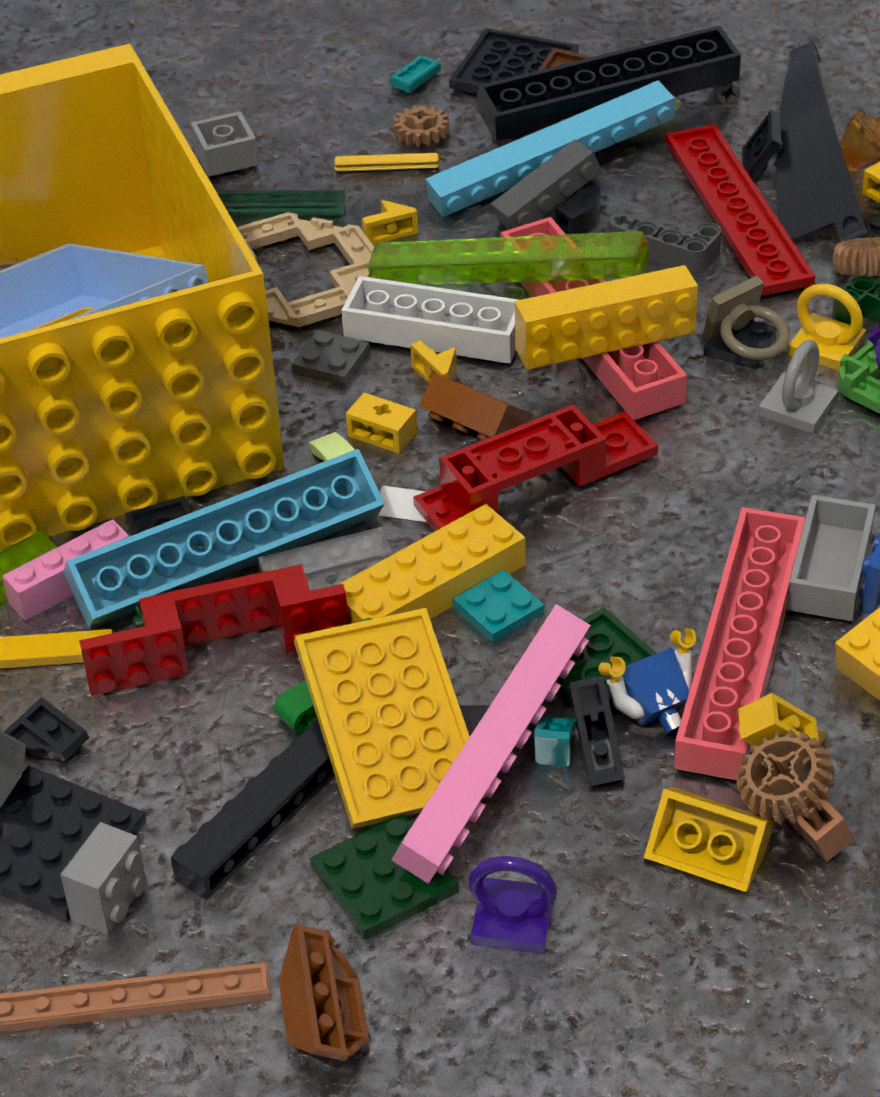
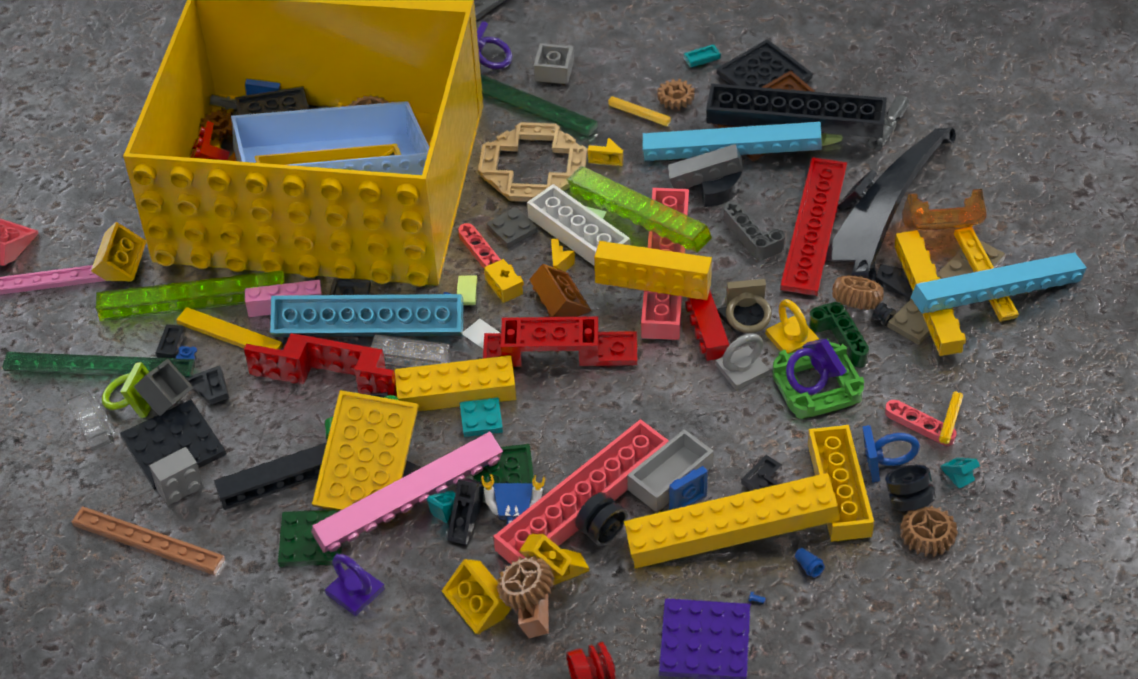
camera: 30 degrees right, 5 degrees up
(321, 997) = (231, 587): dark orange wedge -> none
(333, 411) = (476, 250): none -> coral beam
(718, 371) = (707, 327): none -> red brick
(806, 655) = (601, 519): none -> black wheel

